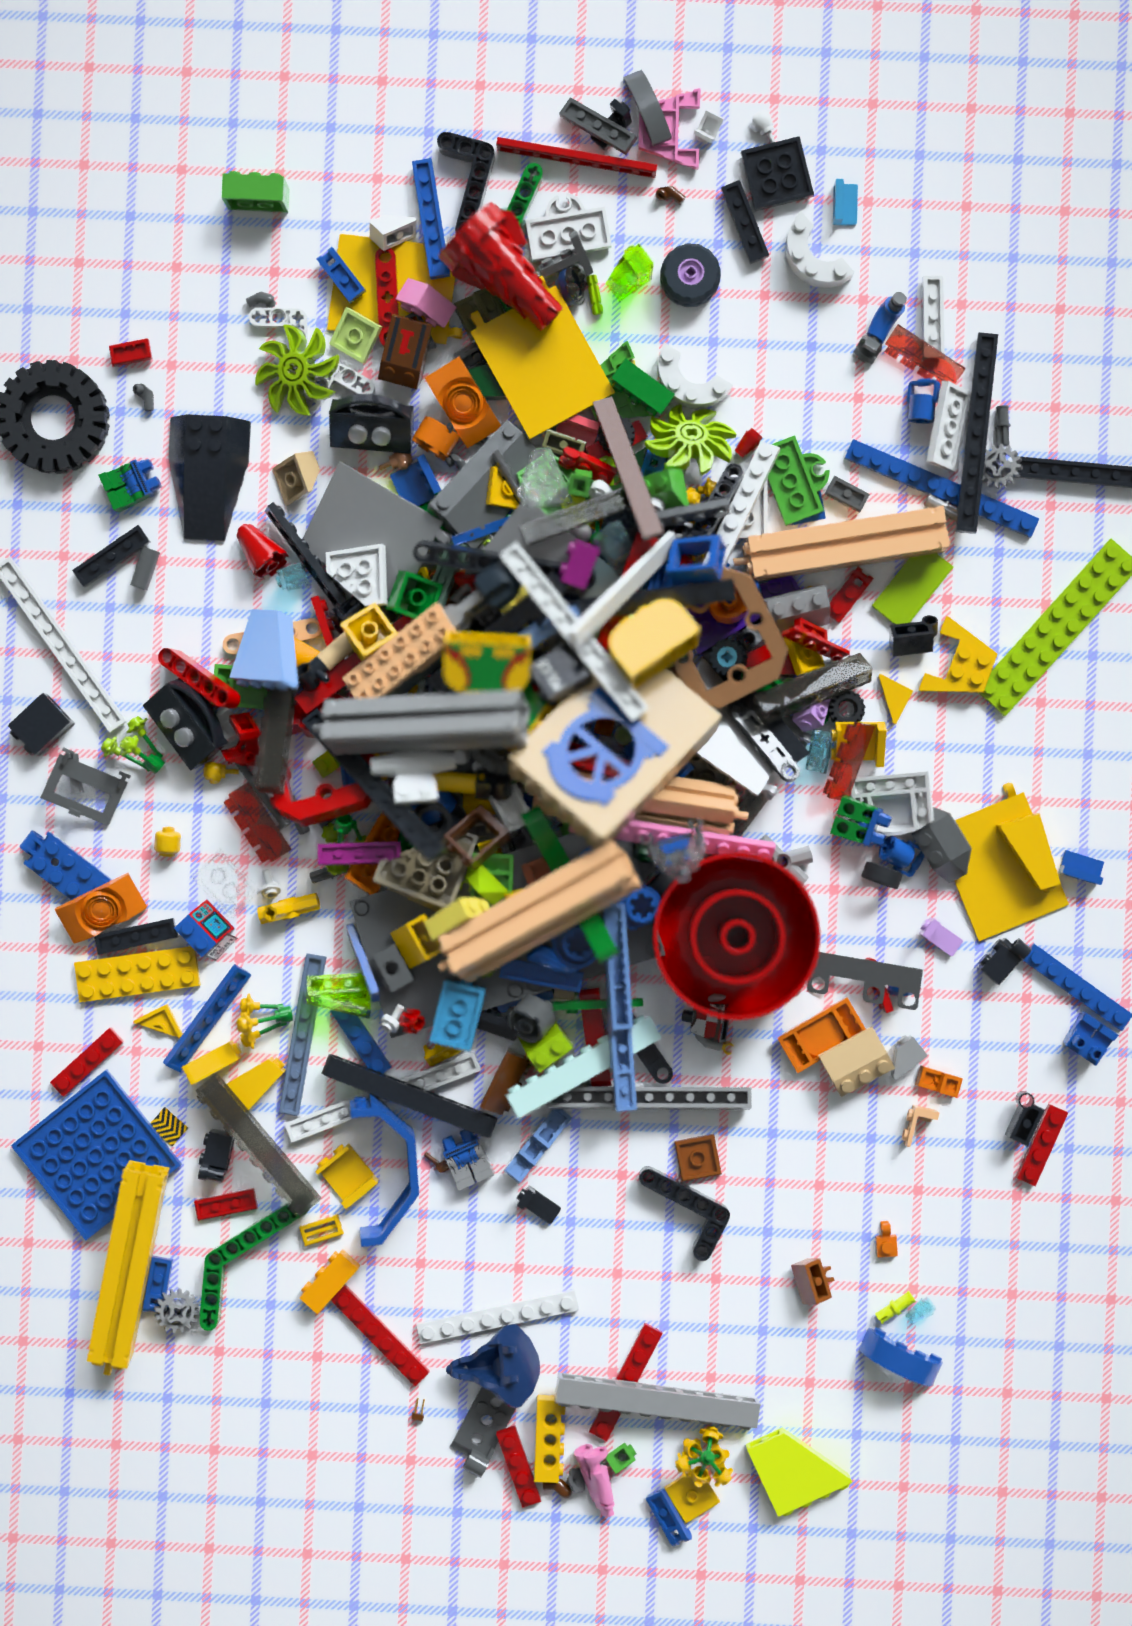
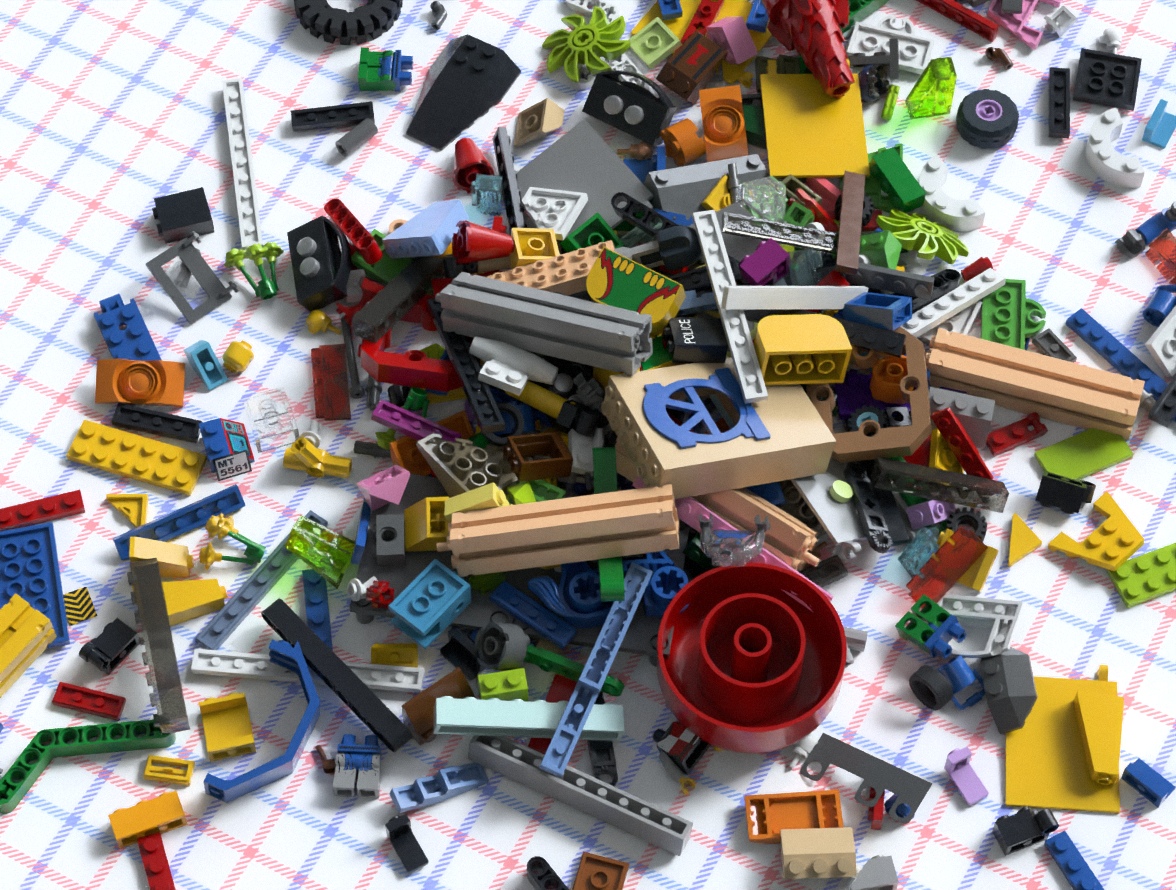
camera: 25 degrees right, 30 degrees down
(143, 861) = (205, 364): none -> medium azure slope
(323, 657) = (479, 243): none -> red cone
(362, 920) = (384, 487): none -> bright pink slope
(736, 737) = (841, 491): none -> yellowish green tile

